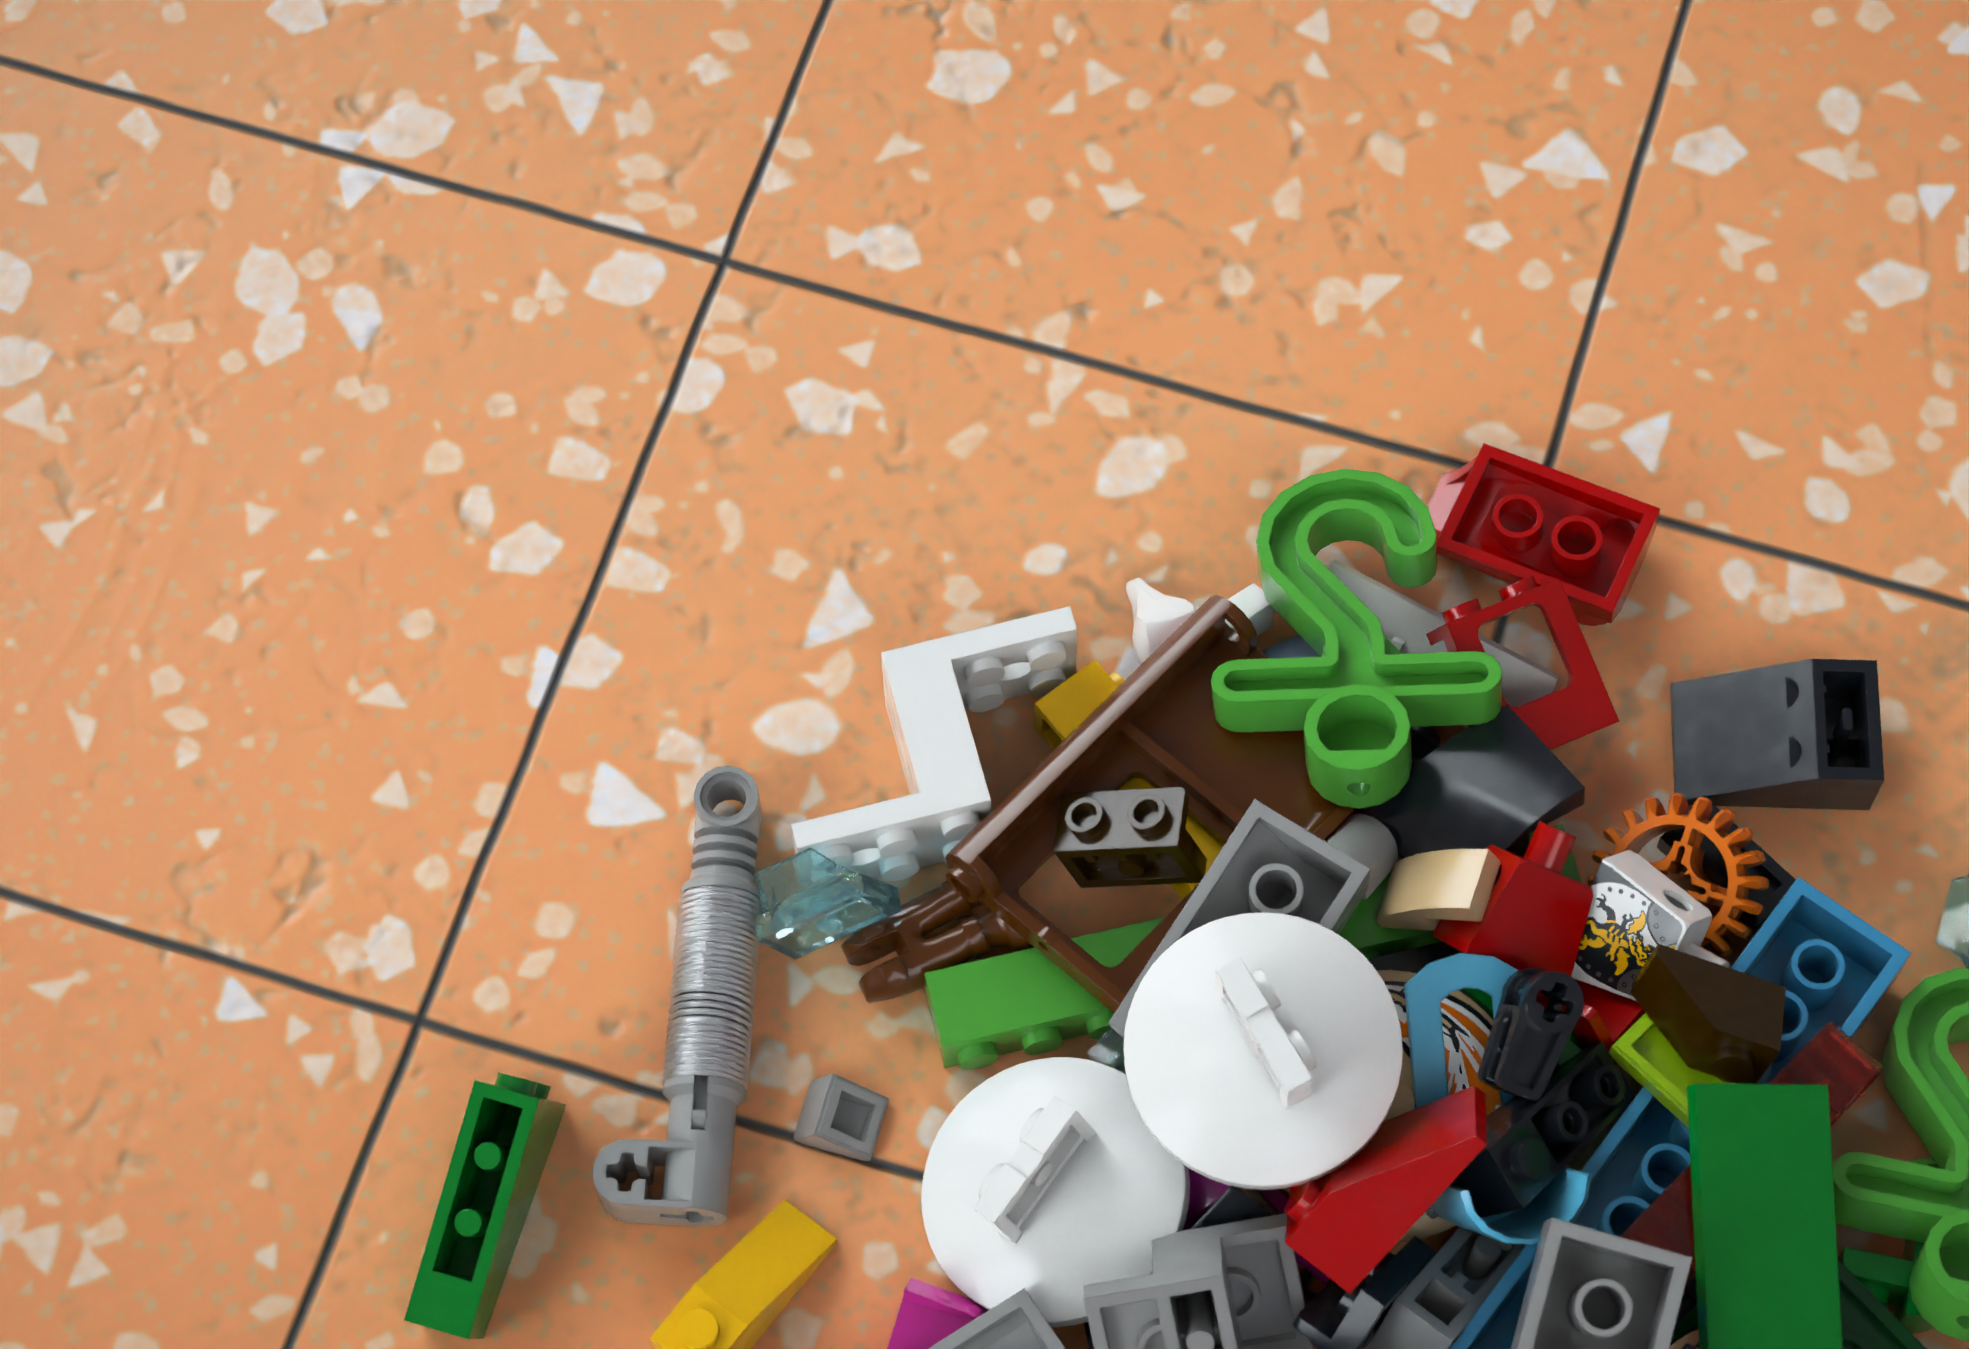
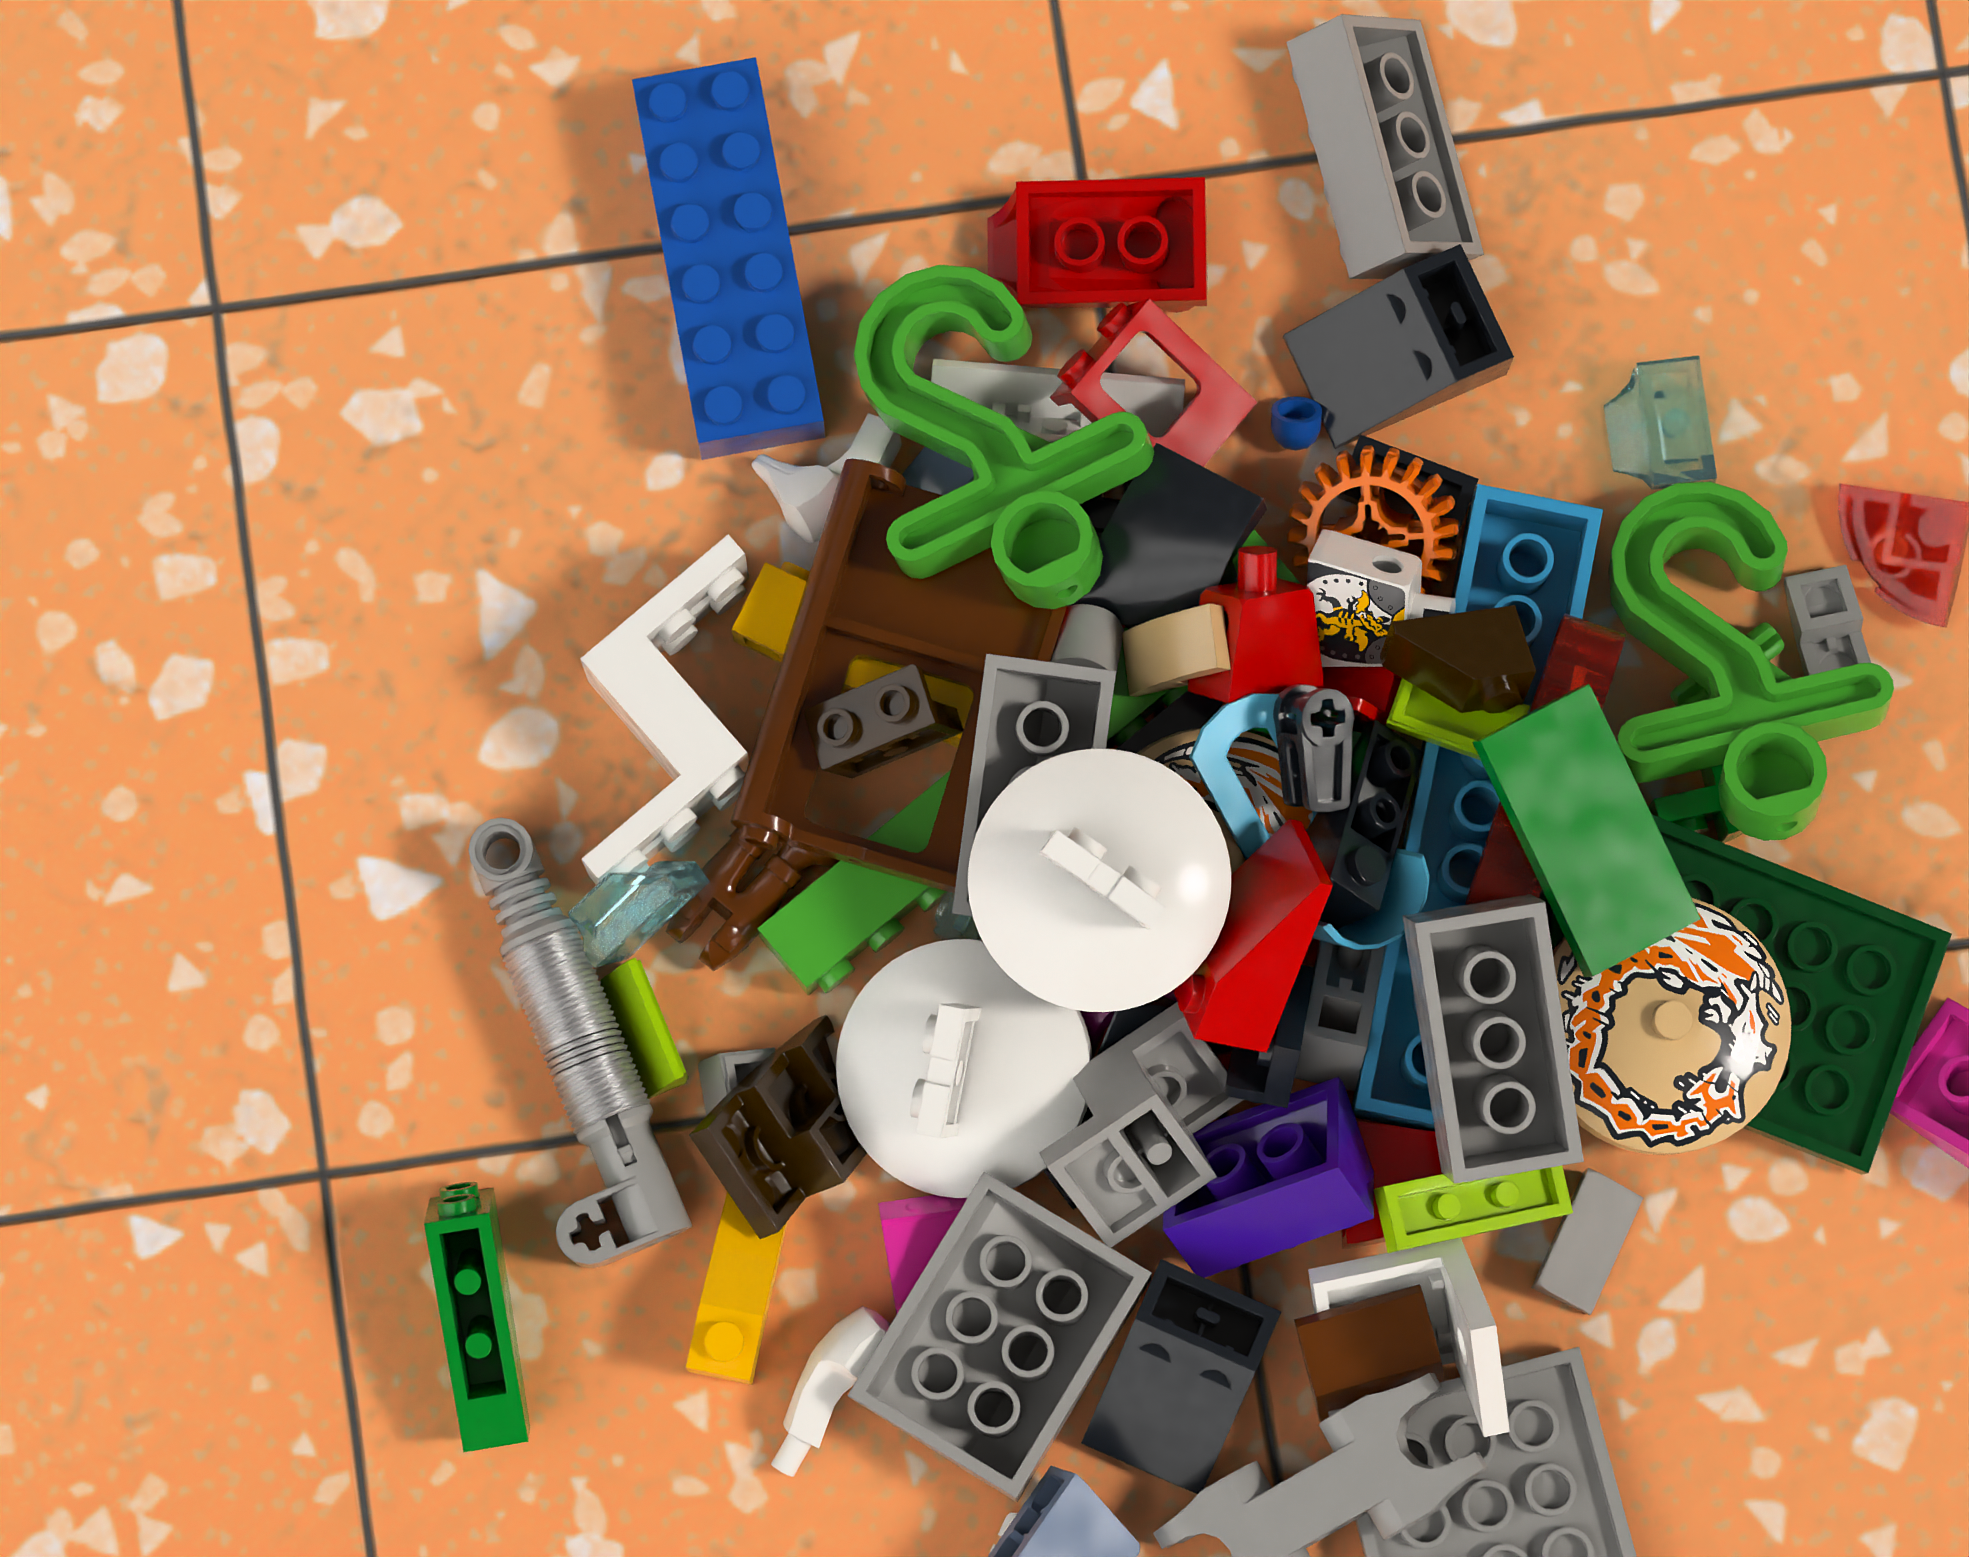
camera: 30 degrees left, 15 degrees up
(777, 1023) = (644, 1028): none -> lime slope
(852, 1172) = (781, 1132): none -> dark brown slope
(1190, 403) = (729, 258): none -> blue brick
(1647, 763) = (1296, 422): none -> blue hinge
(1841, 552) = (1382, 143): none -> light grey slope

